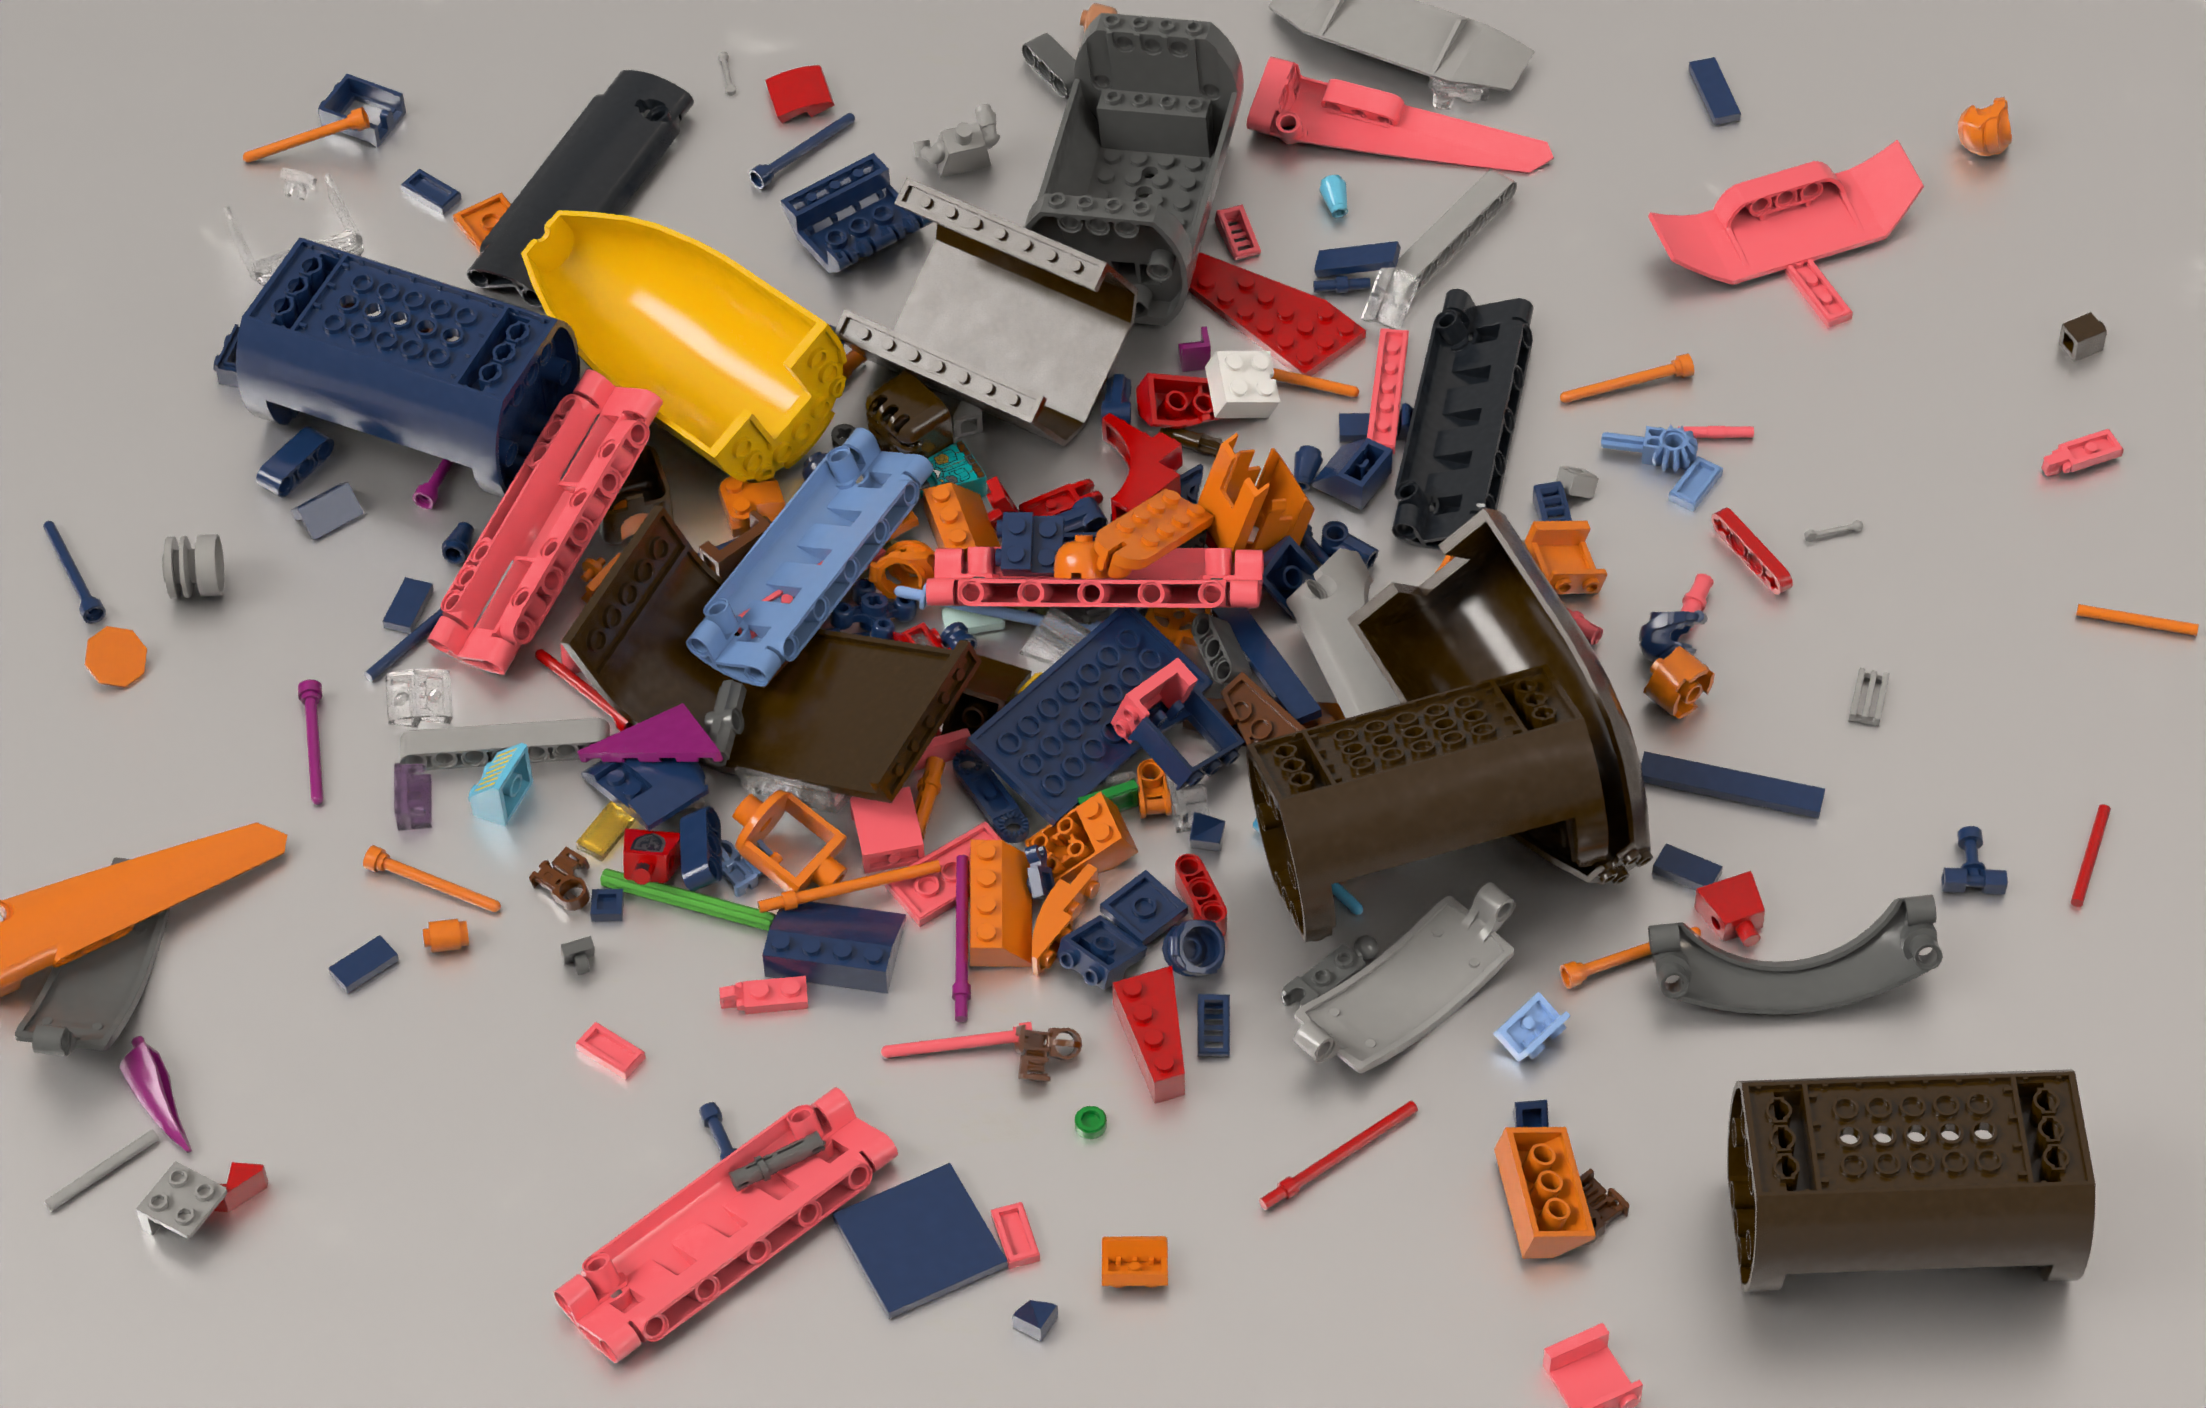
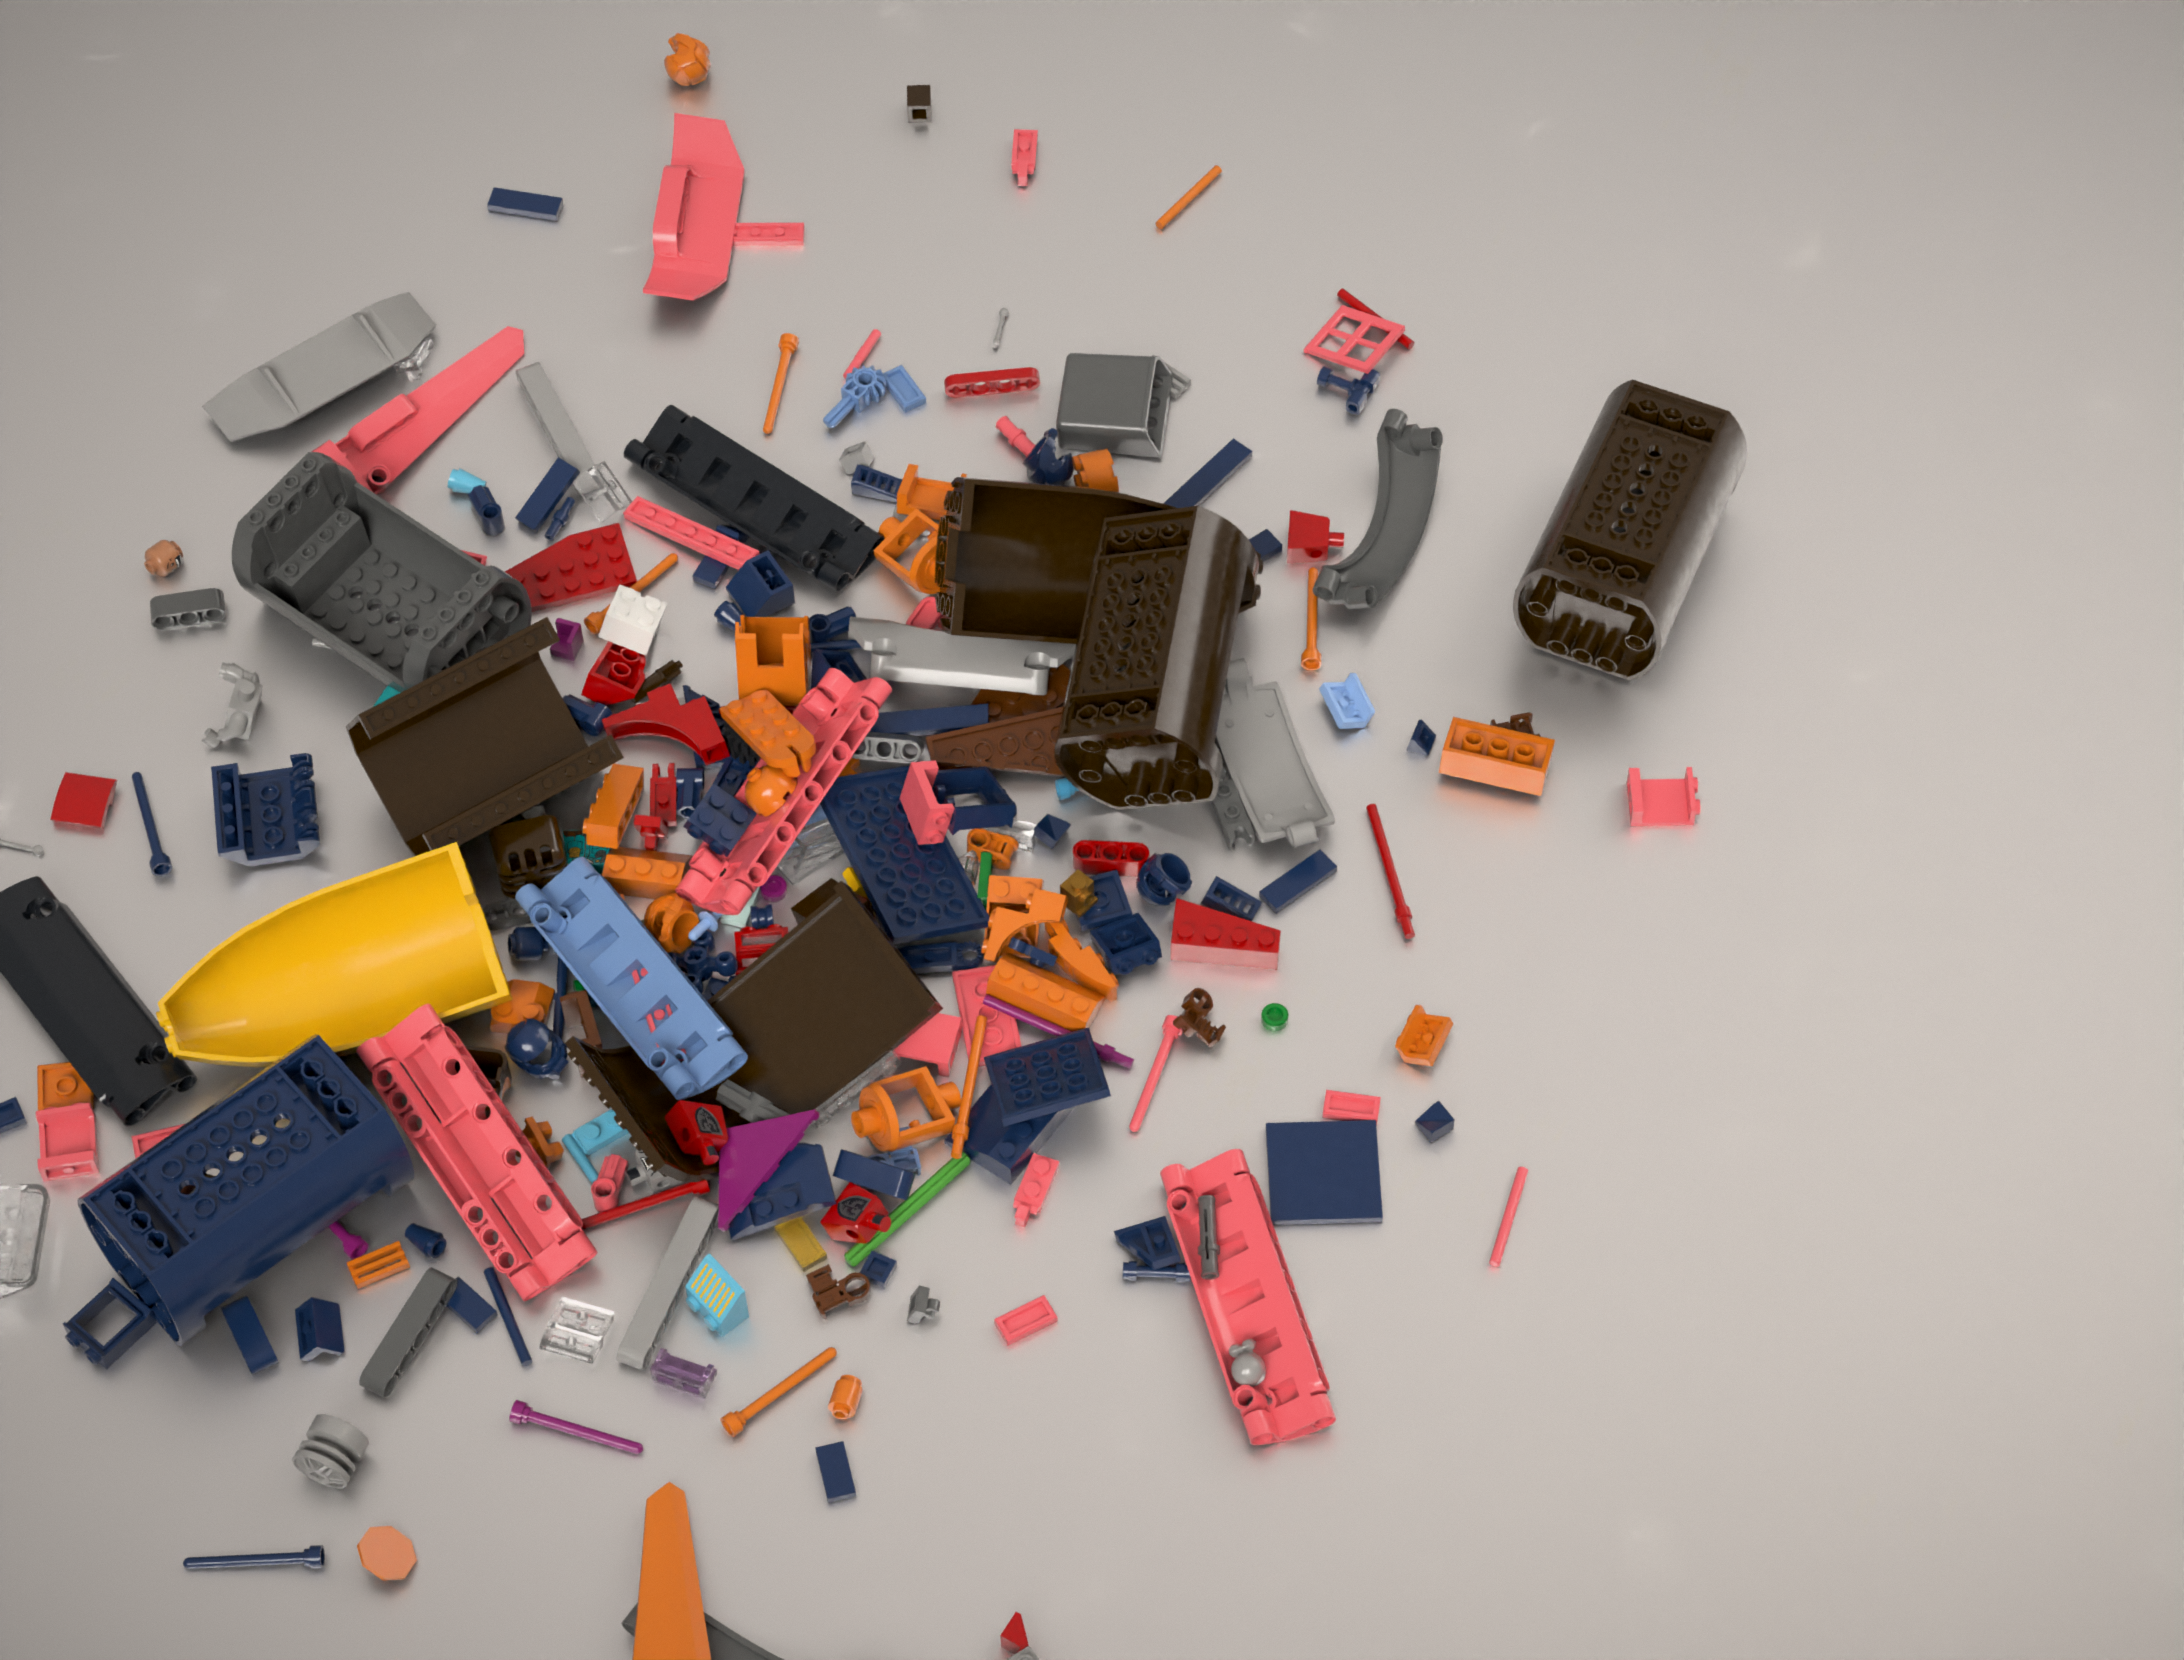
camera: 65 degrees left, 5 degrees up
(350, 570) = (408, 1332): none -> dark grey beam
(421, 518) = (375, 1261): none -> orange tile
(433, 248) = (67, 1142): none -> coral panel
(637, 1253) = (1247, 1366): none -> light grey piece
(666, 681) = (698, 1129): none -> red torso
(705, 516) = (528, 1040): none -> dark blue helmet
(747, 1116) = (1150, 1242): none -> dark blue wing
(884, 939) = (1046, 1076): none -> dark blue tile
(1004, 638) = (774, 889): none -> magenta tile
(1012, 462) = (614, 806): none -> orange brick
(1083, 849) = (1006, 923): none -> orange arch
(1128, 879) = (1080, 891): none -> pearl gold brick
(1275, 1076) = (1298, 881): none -> dark blue tile
(1309, 226) = (487, 510): none -> dark blue piece
(1788, 655) = (1108, 404): none -> dark grey piece
(2041, 843) = (1368, 320): none -> coral window

